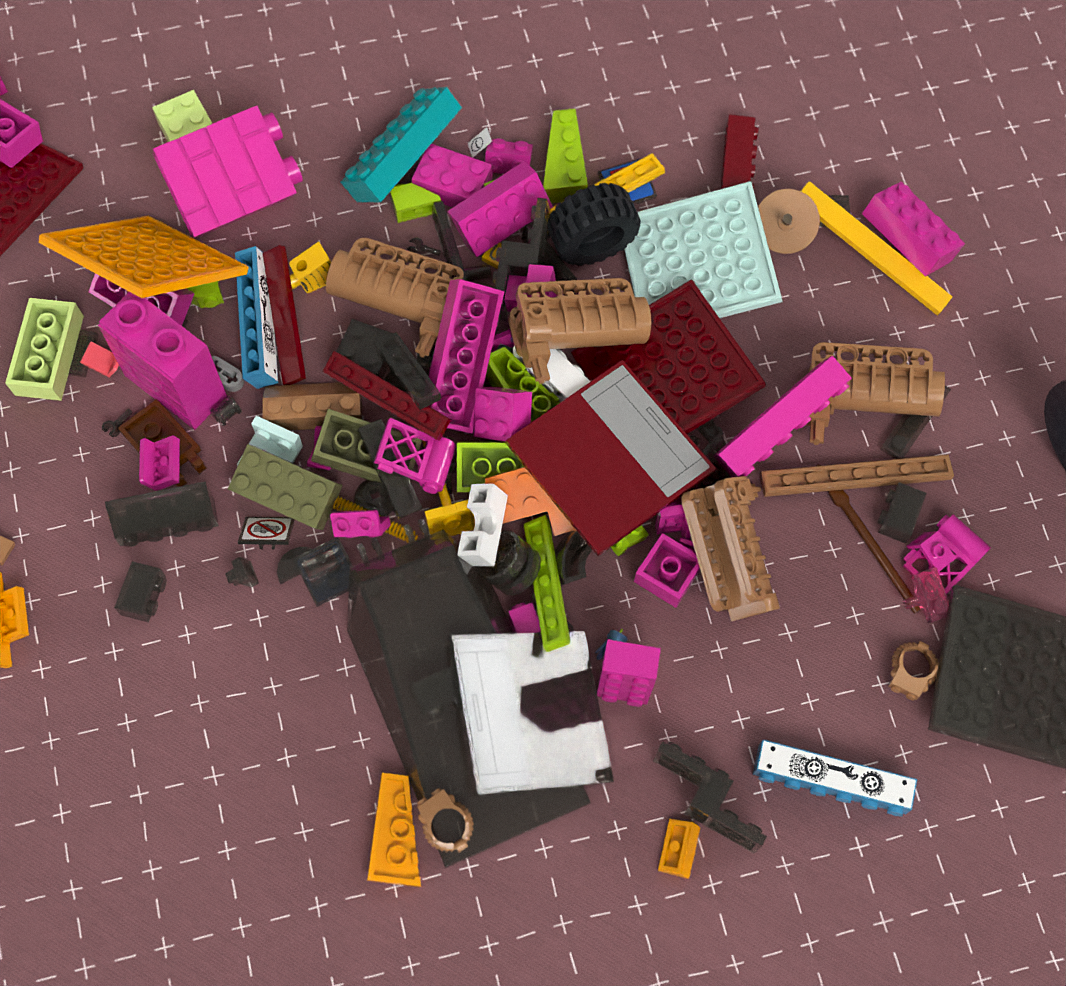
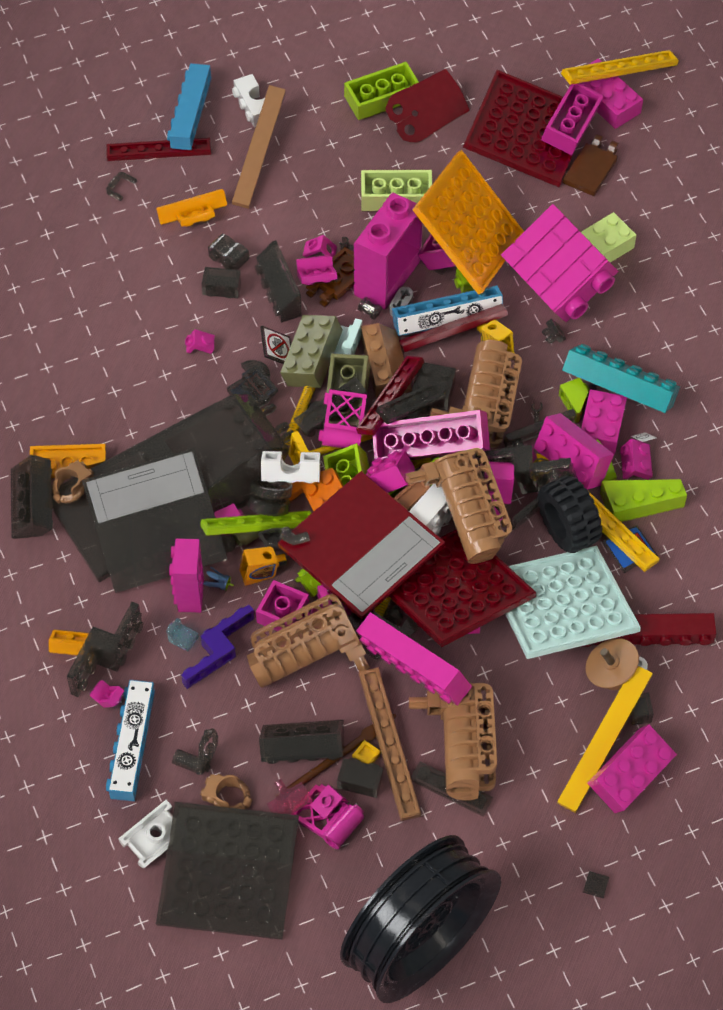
camera: 85 degrees right, 10 degrees down
(65, 125) = (591, 166): none -> reddish brown tile
(90, 577) = (228, 252): none -> clear smoke brick
(109, 461) = (317, 245): none -> dark pink bracket
(233, 632) = (200, 341): none -> dark pink bracket
(242, 573) = (244, 339): clear smoke tile -> none
(308, 207) = (554, 331): none -> clear smoke tile
(359, 523) = (287, 399): dark pink bracket -> none
(456, 883) = (31, 498): none -> clear smoke slope
(542, 397) = (411, 494): none -> nougat tile
(599, 532) = (292, 538): none -> clear smoke arm
(602, 590) = (260, 564): none -> light orange torso
(686, 701) = (181, 635): none -> clear light blue bracket
(710, 657) = (217, 646): none -> dark purple bracket
(769, 801) = (106, 695): none -> dark pink bracket
(851, 570) = (302, 741): none -> clear smoke slope
(866, 504) = (366, 753): none -> yellow tile
(872, 696) = (202, 762): none -> clear smoke piece
(972, 775) = (142, 842): none -> white piece
(1036, 293) = (596, 884): none -> clear smoke tile

